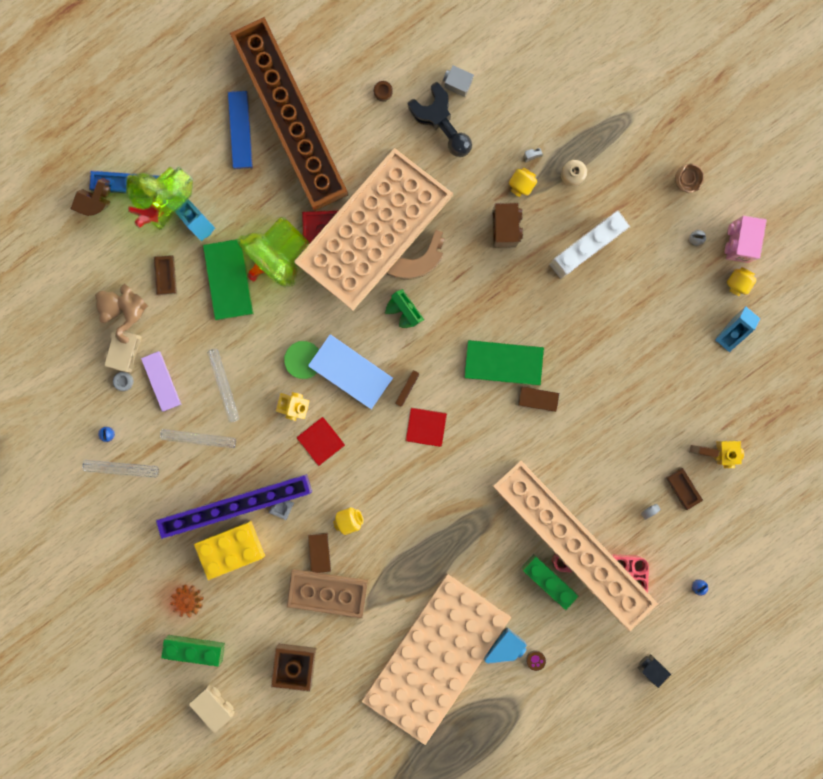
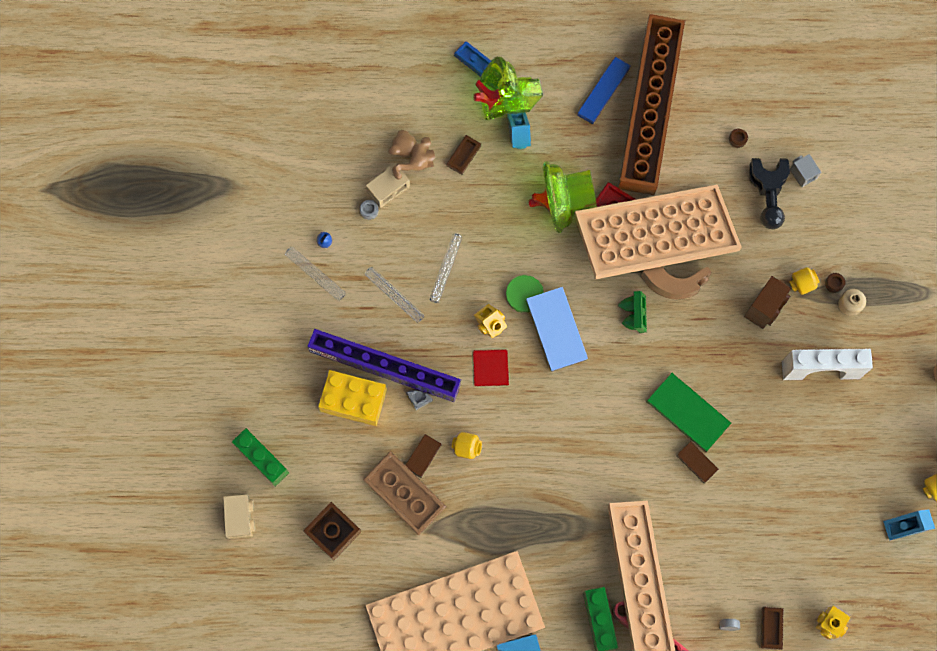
camera: 25 degrees right, 15 degrees down
(92, 203) = (451, 64): reddish brown brick -> none
(161, 381) = (399, 230): lavender tile -> none
(180, 597) = (279, 413): clear orange gear -> none
(228, 280) = (510, 192): green tile -> none
(407, 388) = (593, 375): reddish brown tile -> none
(426, 427) = (586, 418): red sticker -> none
(532, 154) = (826, 266): light grey tile -> none
(548, 163) = (835, 282): none -> reddish brown tile
(697, 241) = (921, 429): light grey hinge -> none
(704, 451) = (812, 603): reddish brown tile -> none

